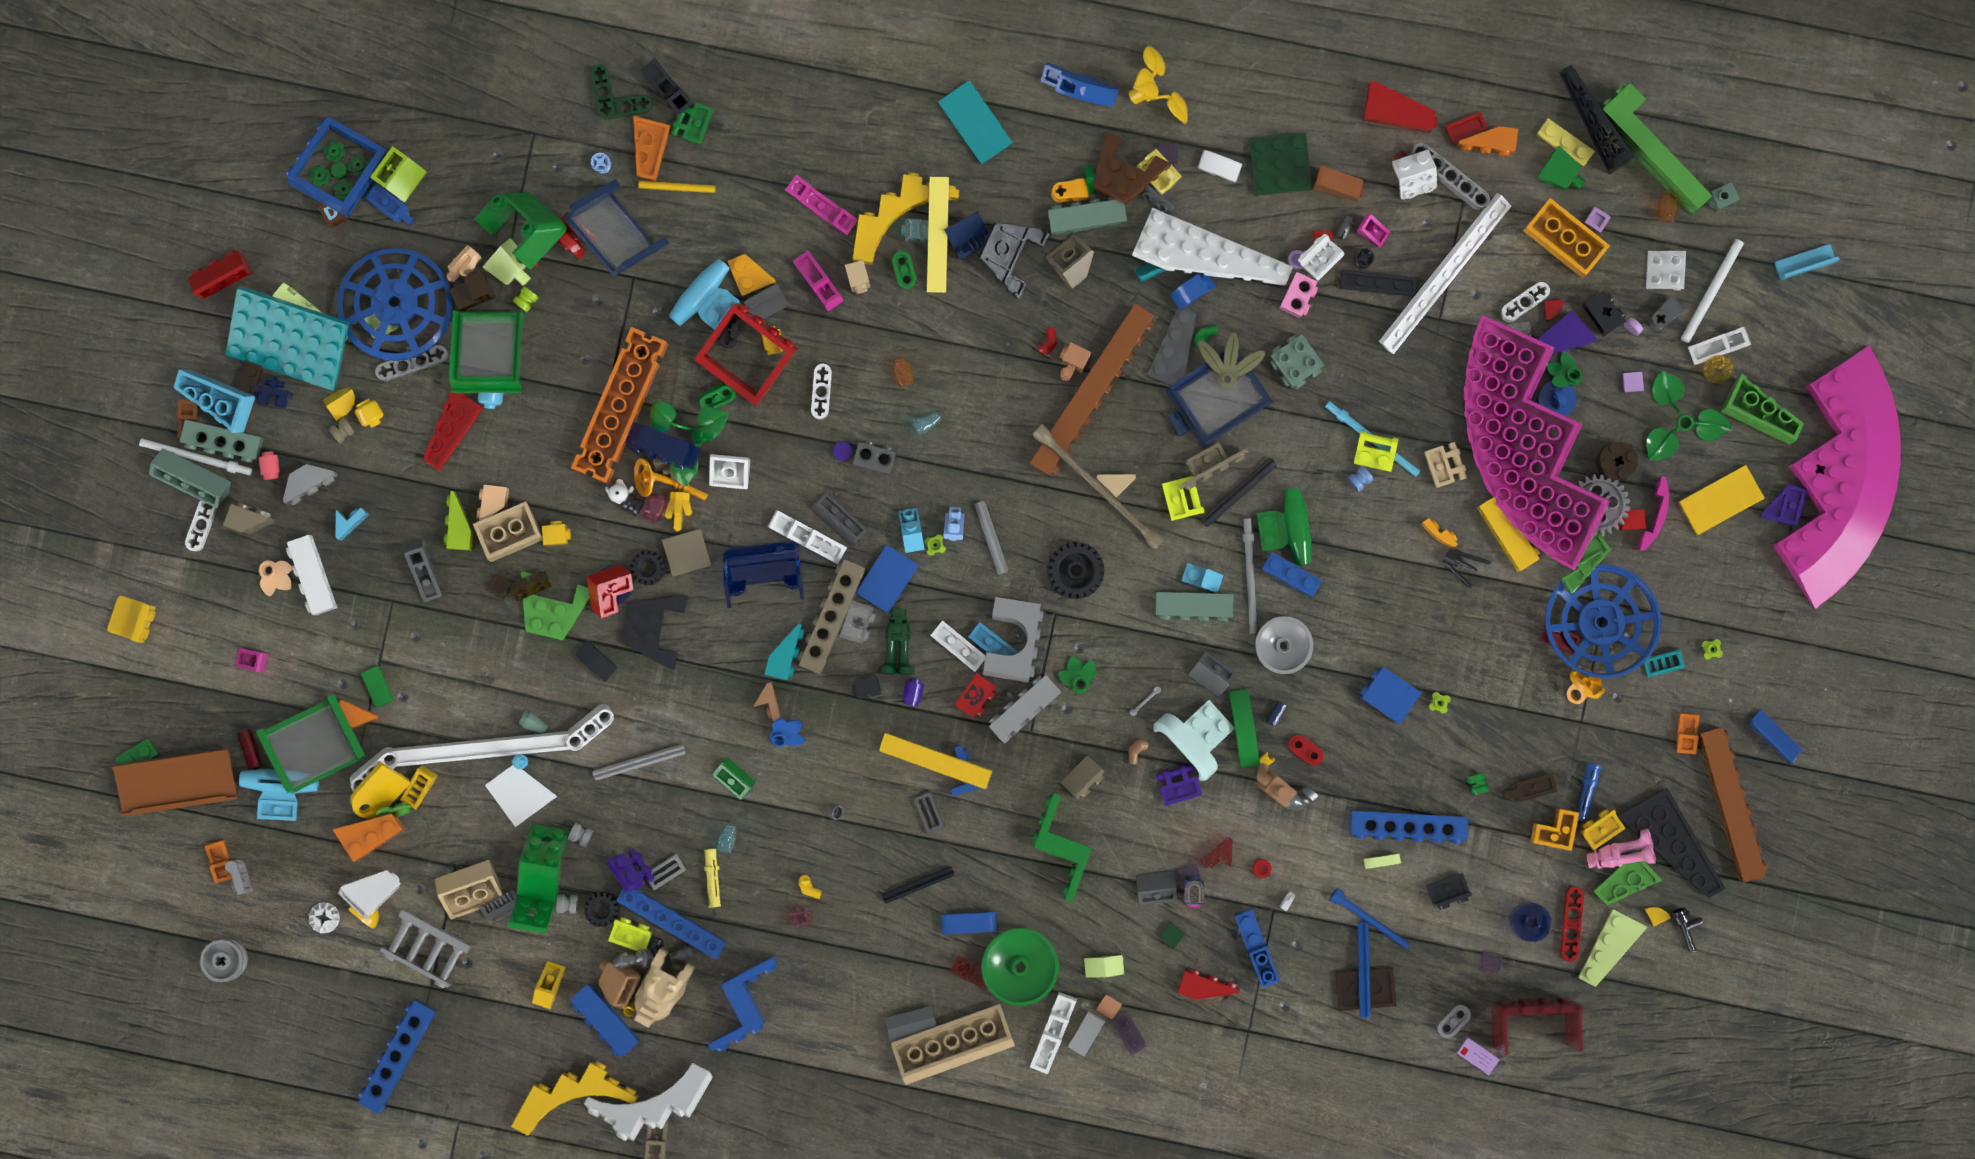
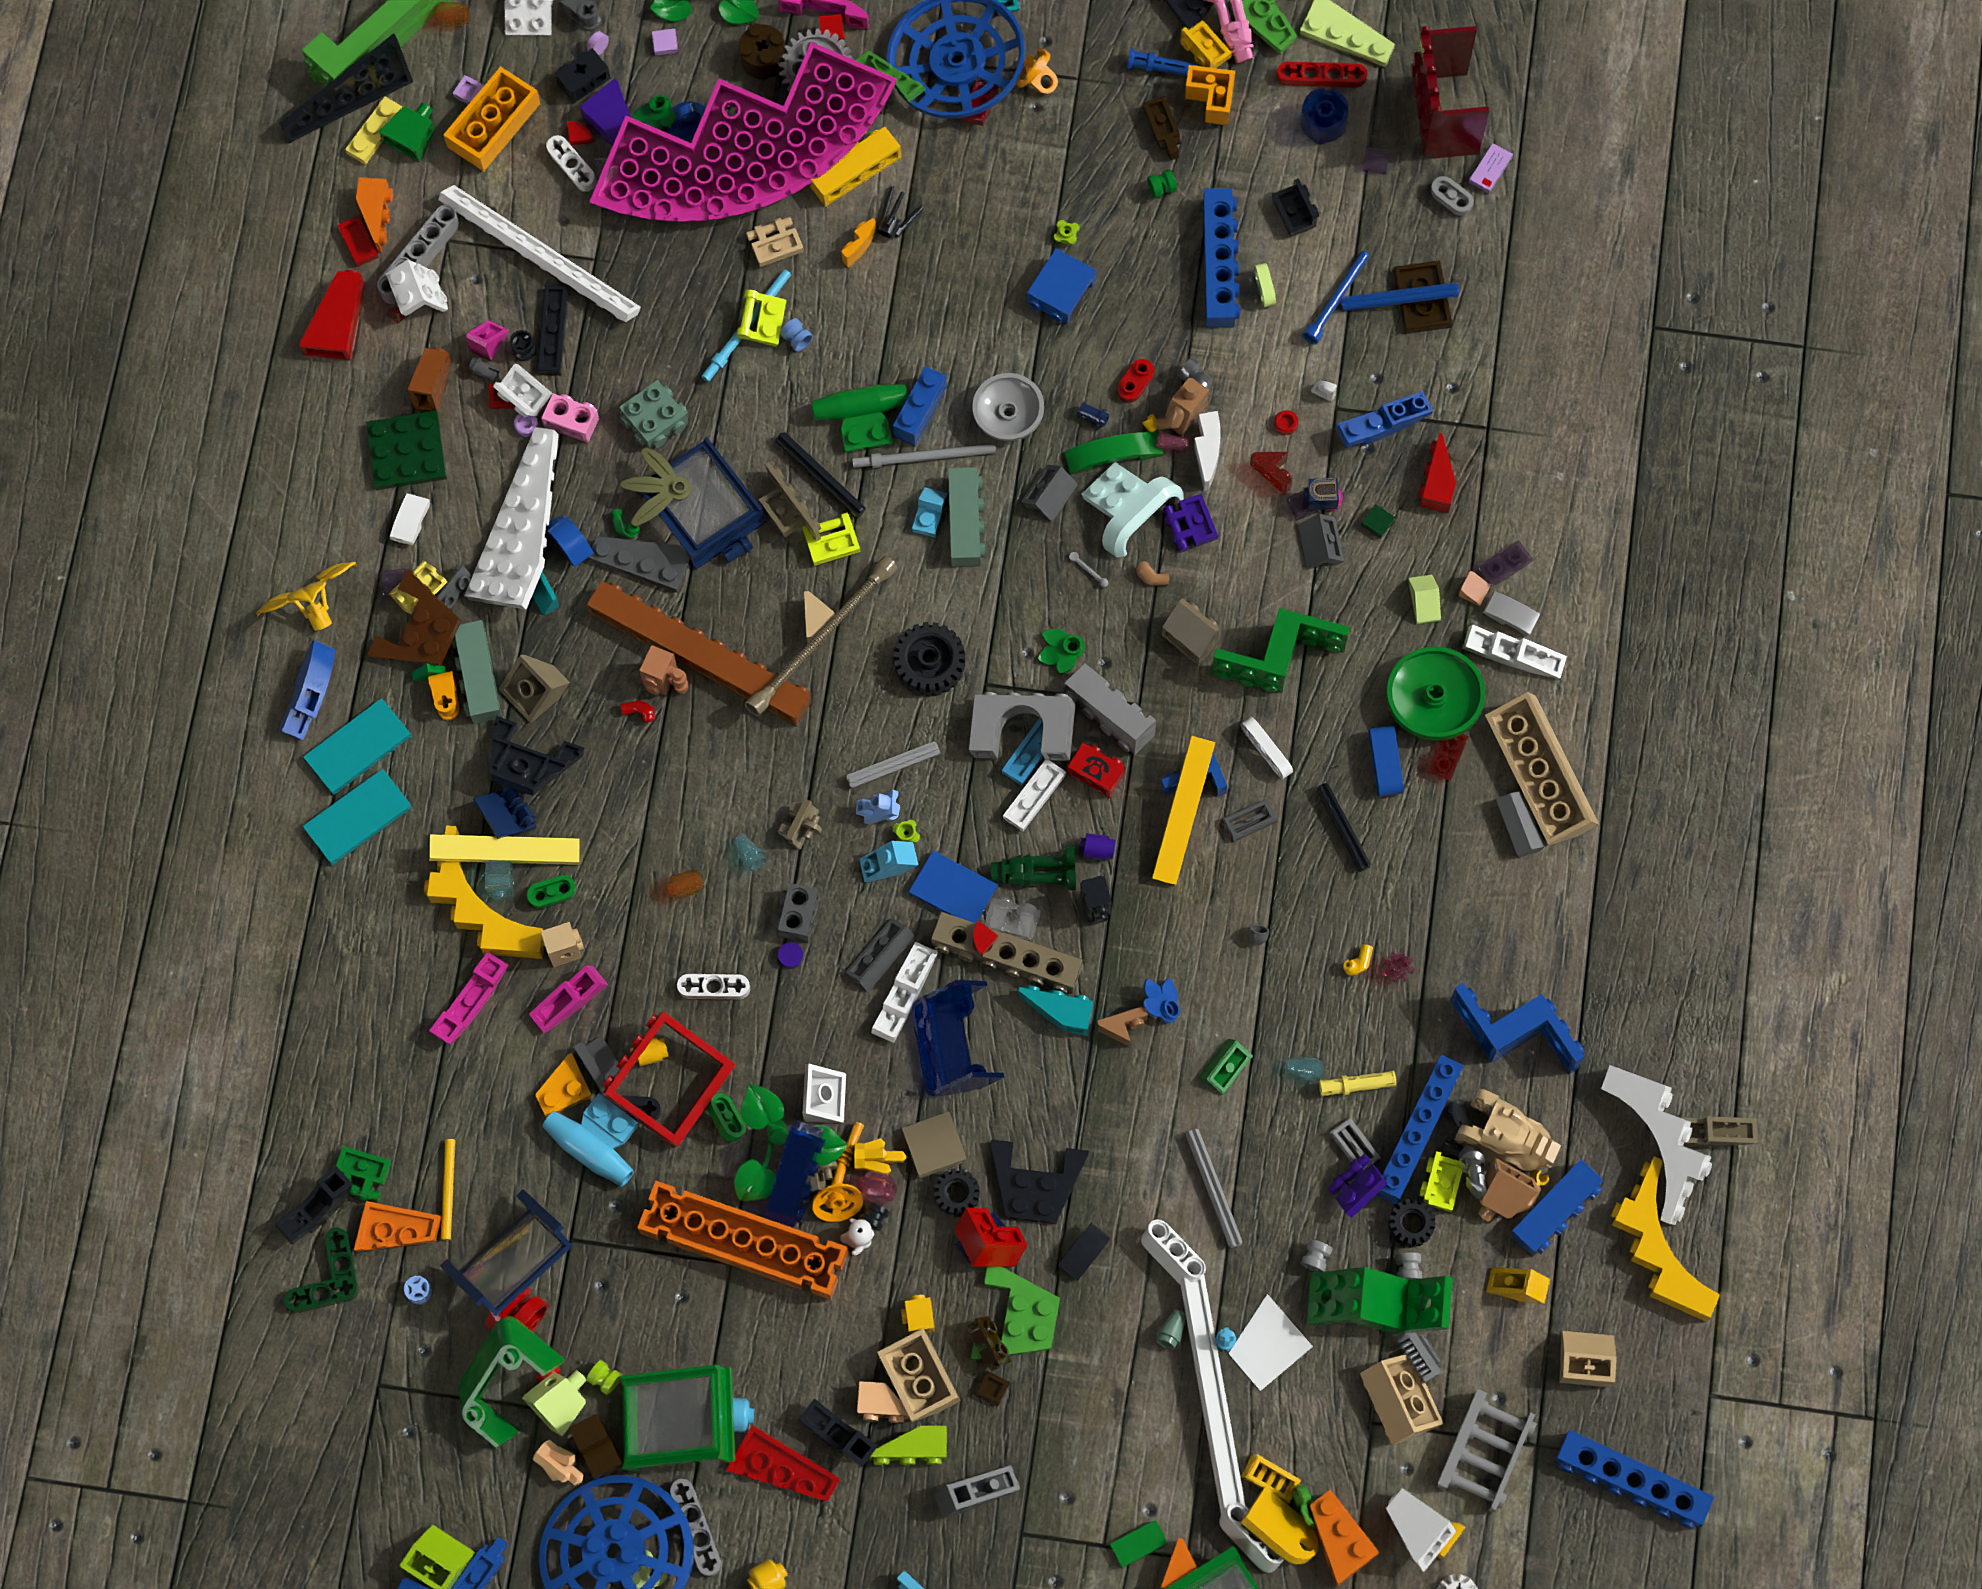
camera: 90 degrees left, 15 degrees down
(470, 471) = (837, 1433): none -> black arch
(488, 1031) = (1587, 1359): none -> tan slope
(840, 598) = (983, 938): none -> red tile
(945, 466) = (803, 825): none -> dark tan hips
(985, 830) = (1266, 747): none -> white beam
(1033, 123) = (357, 746): none -> teal tile
(1242, 804) = (1207, 446): none -> white slope
(1248, 775) = (1172, 442): none -> clear pink pin

